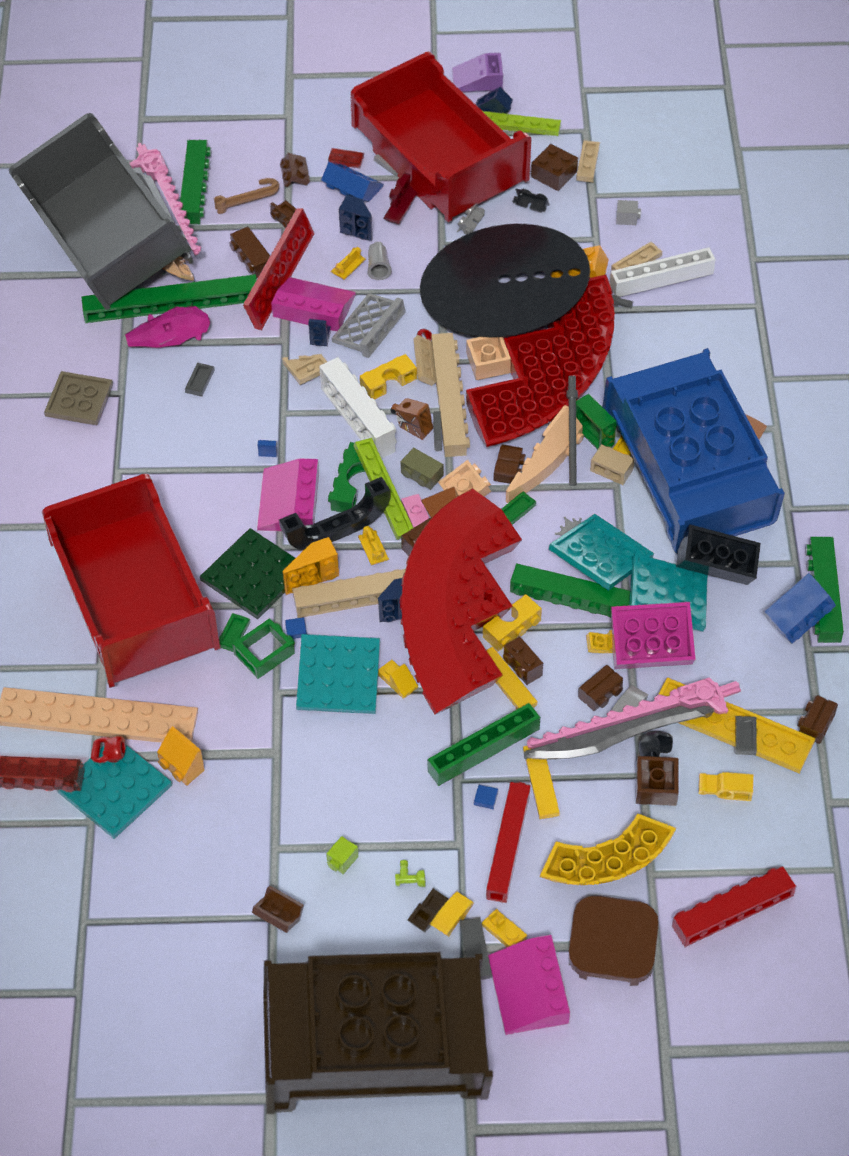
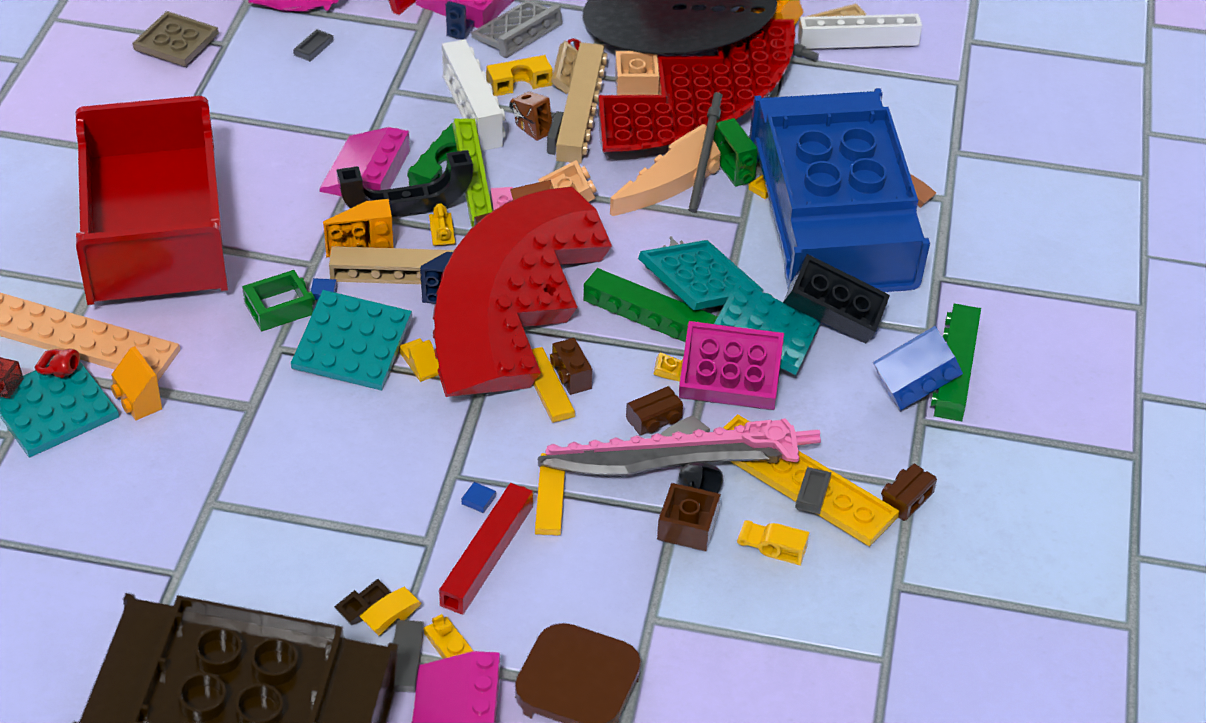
camera: 10 degrees right, 10 degrees down
(233, 631) = (255, 273): green tile -> none
(249, 573) = (290, 229): dark green plate -> none
(267, 448) = (359, 116): blue tile -> none
(278, 909) = (185, 564): reddish brown bracket -> none
(305, 367) = (427, 54): tan wing -> none
(342, 855) = (283, 522): lime brick -> none
(404, 878) = (348, 561): lime piece -> none
(422, 468) = (523, 162): olive brick -> none
(483, 744) = (493, 439): green brick -> none
(500, 632) = (591, 323): yellow arch -> none
(508, 463) = (621, 173): reddish brown brick -> none
(518, 507) = (622, 220): green tile -> none
(611, 859) = (602, 587): yellow brick -> none
(612, 464) = (743, 197): tan brick -> none
(733, 906) = (741, 671): red brick -> none

